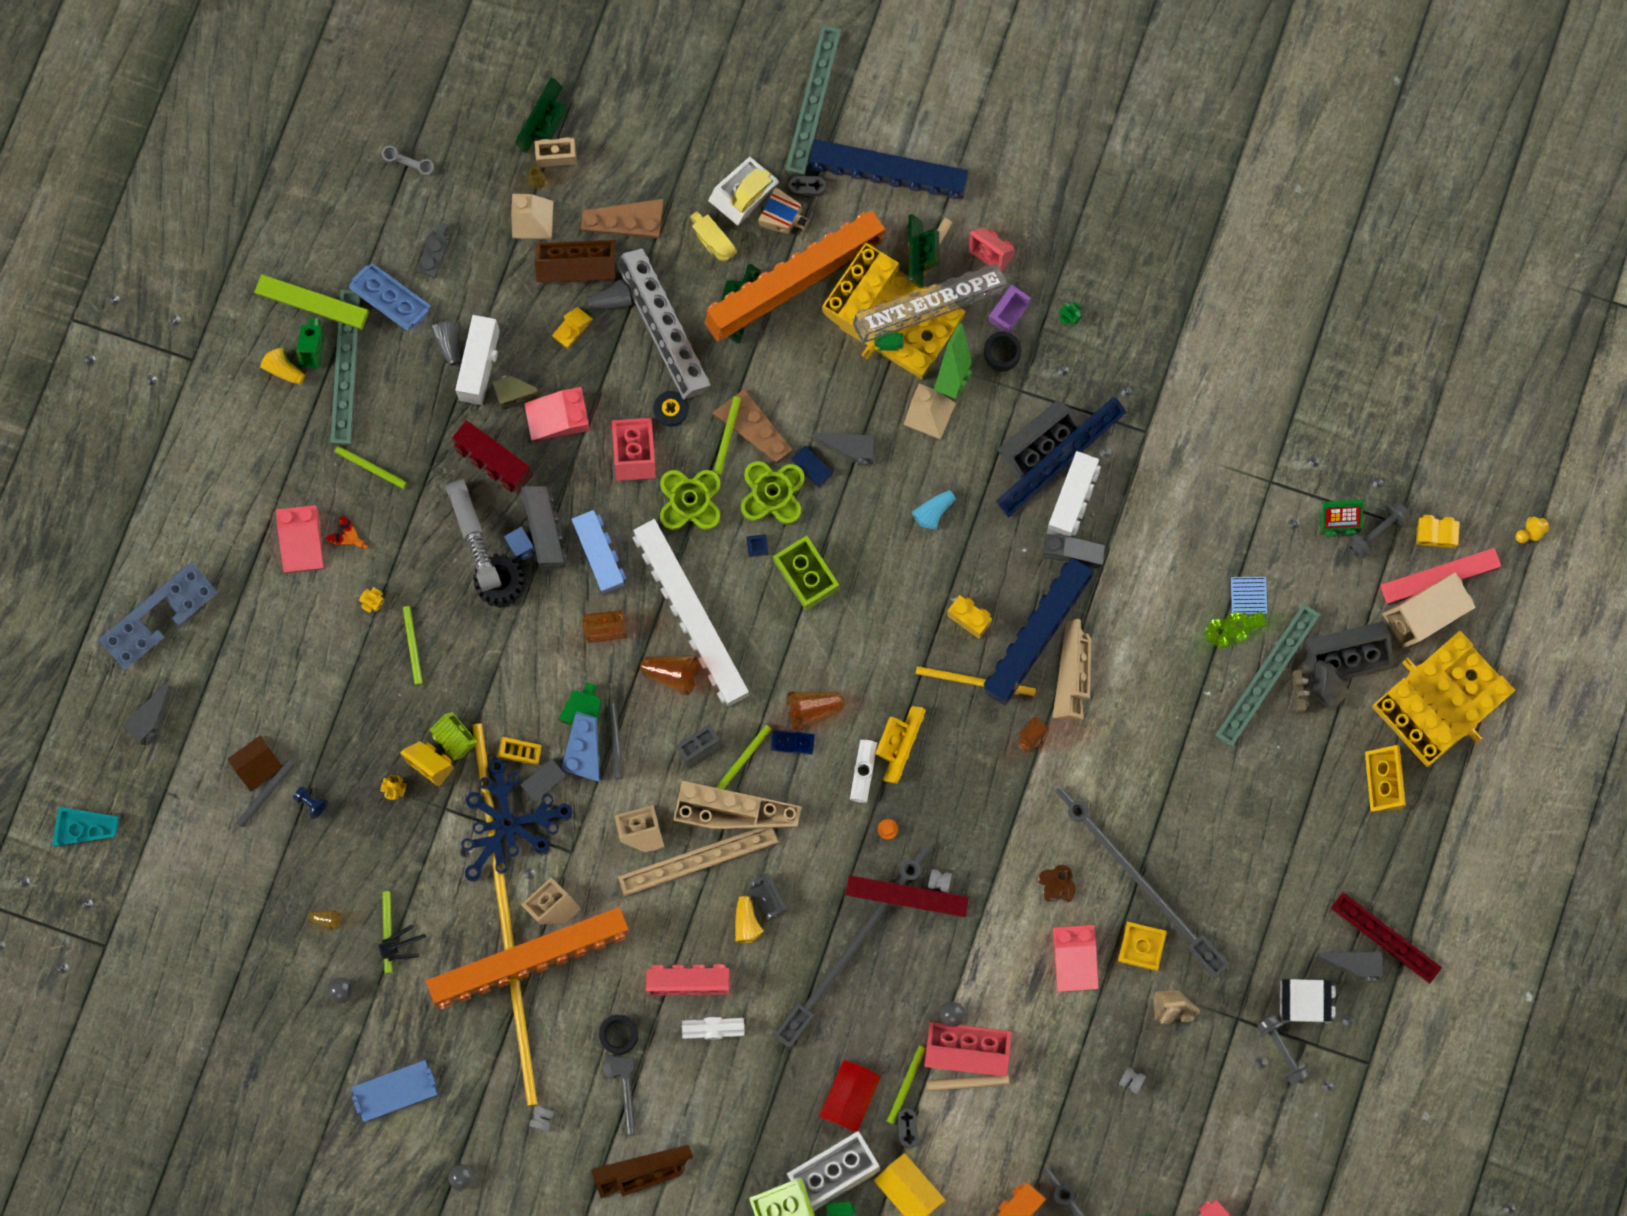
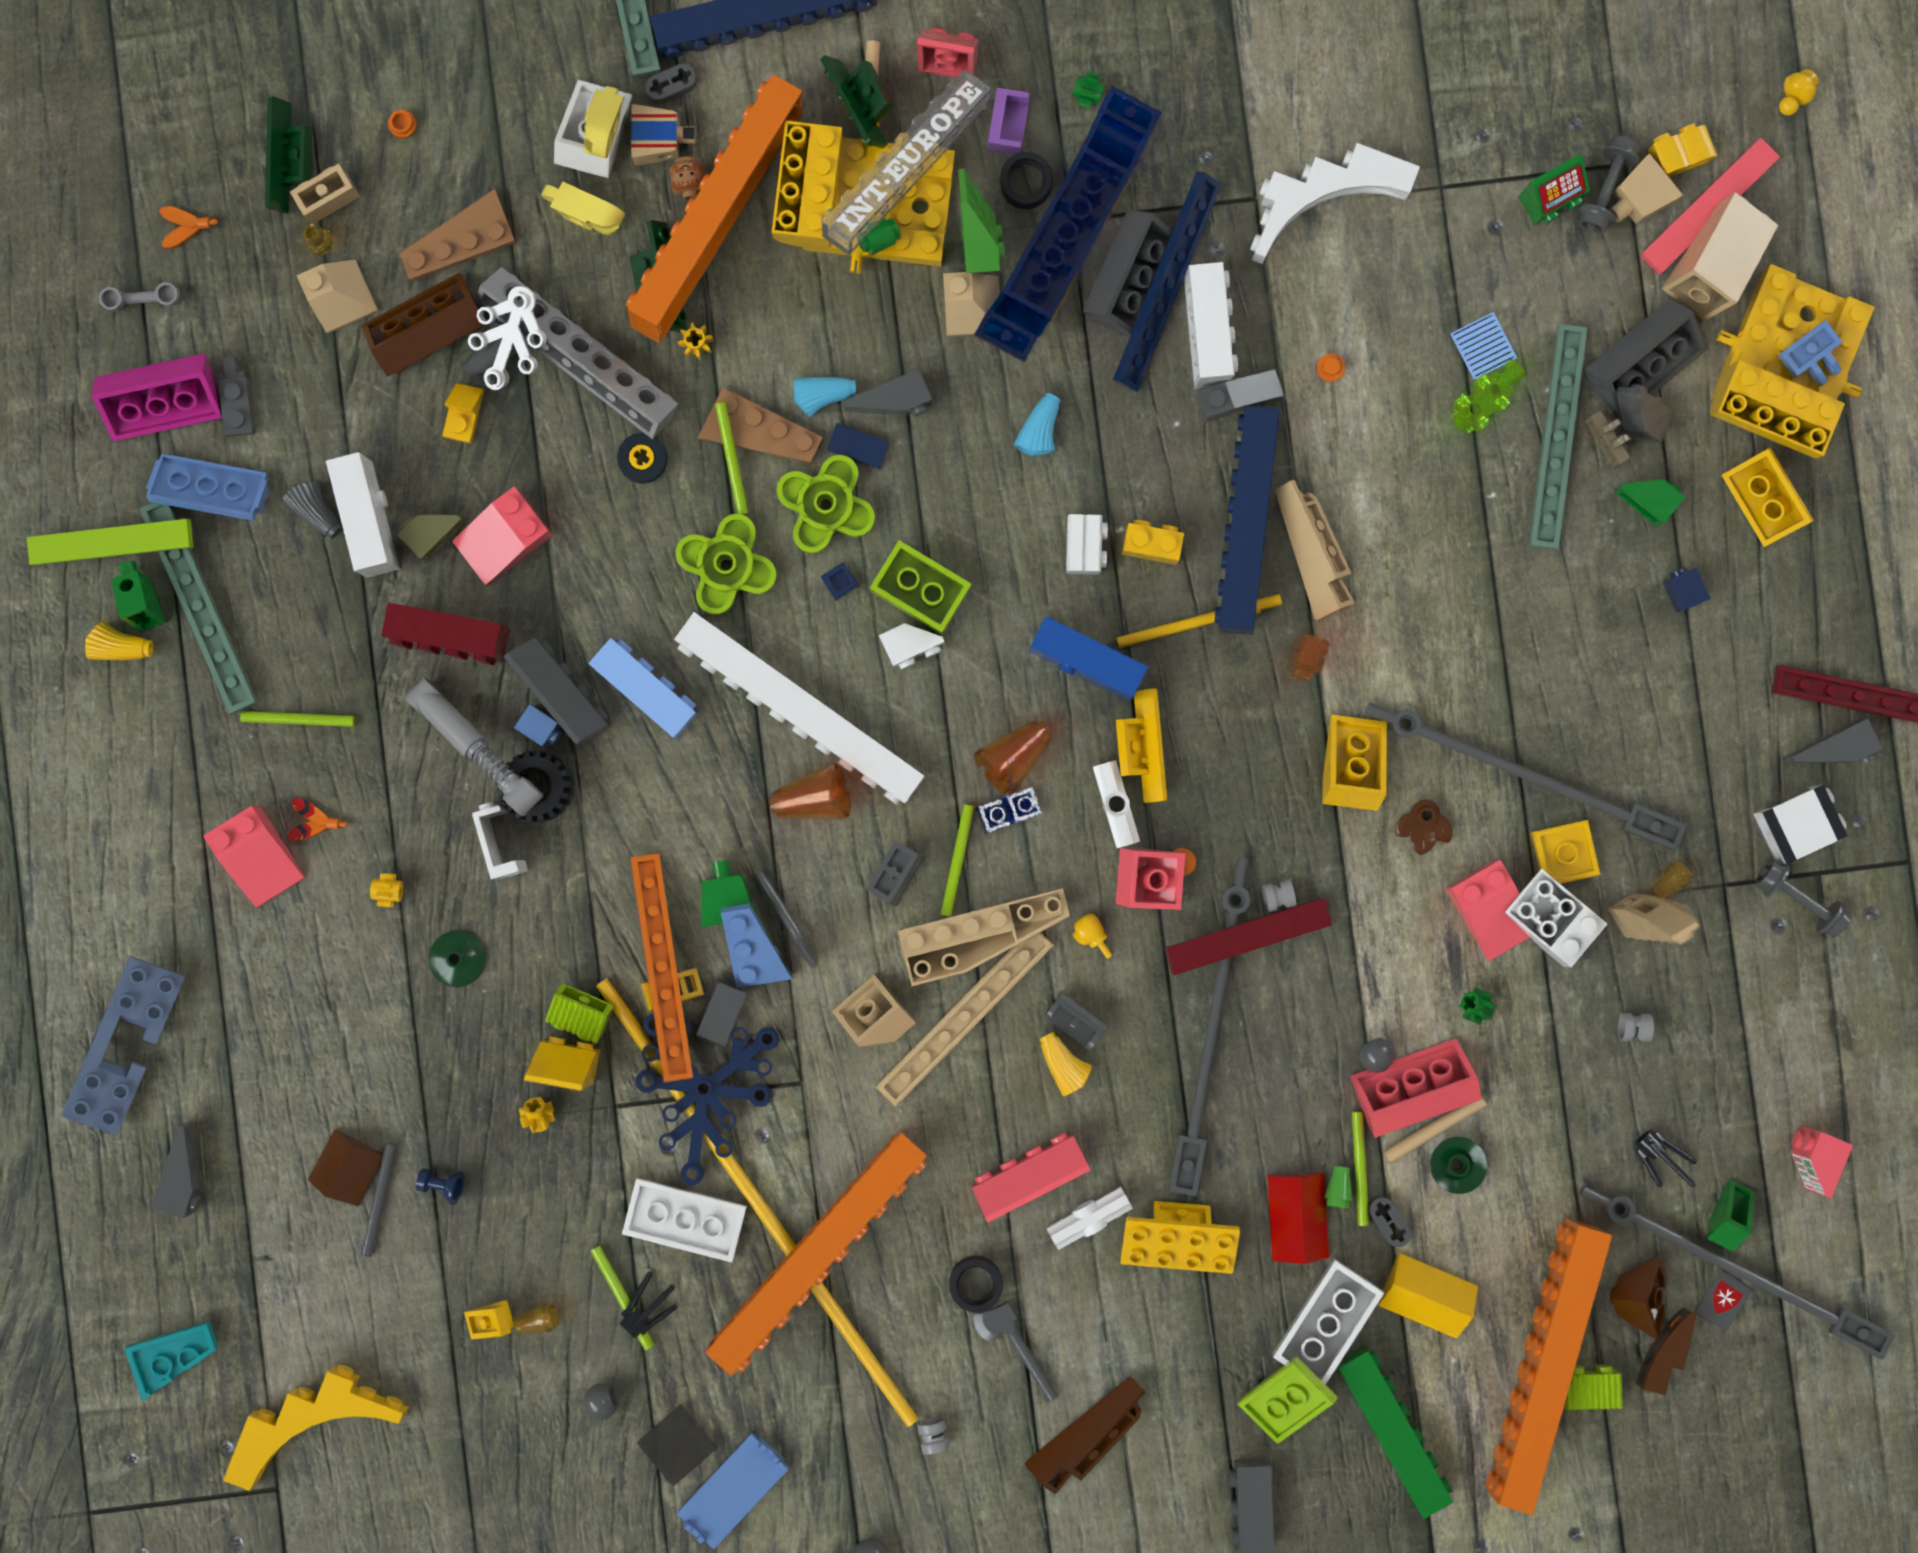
camera: 35 degrees left, 10 degrees up
(147, 902) = (337, 1399): none -> yellow arch
(295, 903) = (489, 1320): none -> yellow slope
(373, 1043) = (676, 1445): none -> clear smoke tile
(387, 227) = (157, 397): none -> dark pink slope
(397, 674) = (471, 958): none -> dark green dish
(412, 645) = (468, 921): lime bar -> none
(450, 621) = (489, 846): none -> white panel
(452, 901) = (684, 1219): none -> white plate
(461, 130) = (188, 225): none -> orange piece
(520, 732) = (661, 968): none -> orange plate
(551, 904) = (810, 1164): tan slope -> none
(604, 626) = (700, 780): clear orange brick -> none
(625, 132) = (402, 123): none -> orange plate
(627, 293) = (511, 335): none -> white plant
(633, 449) = (621, 533): coral slope -> none
(745, 355) = (702, 343): none -> yellow gear
(764, 1072) = (1180, 1239): none -> yellow bracket
(781, 605) = (907, 643): none -> white slope
(786, 247) = (686, 177): none -> medium nougat head
(803, 420) = (816, 392): none -> medium azure piece
(806, 845) = (1090, 931): none -> yellow piece
(861, 828) = (1150, 879): none -> coral slope
(884, 1091) = (1339, 1188): none -> bright green cone
(890, 668) = (1087, 659): none -> blue brick
(925, 597) = (1085, 544): none -> white brick
(975, 1102) = (1472, 1168): none -> dark green dish
(1013, 393) = (1070, 225): none -> clear blue slope
(1031, 820) = (1355, 763): none -> yellow slope
(1034, 1015) = (1477, 1006): none -> green gear
(1106, 1163) = (1651, 1145): none -> black plant
(1112, 982) = (1555, 919): none -> white slope
(1141, 561) = (1330, 367): none -> orange plate
(1193, 441) = (1364, 172): none -> white arch
(1204, 996) = (1672, 880): none -> clear yellow cone
(1304, 812) = (1686, 589): none -> dark blue brick
(1310, 743) = (1652, 499): none -> green slope
(1399, 546) = (1644, 192): none -> tan torso
(1456, 695) = (1810, 349): none -> medium blue hinge

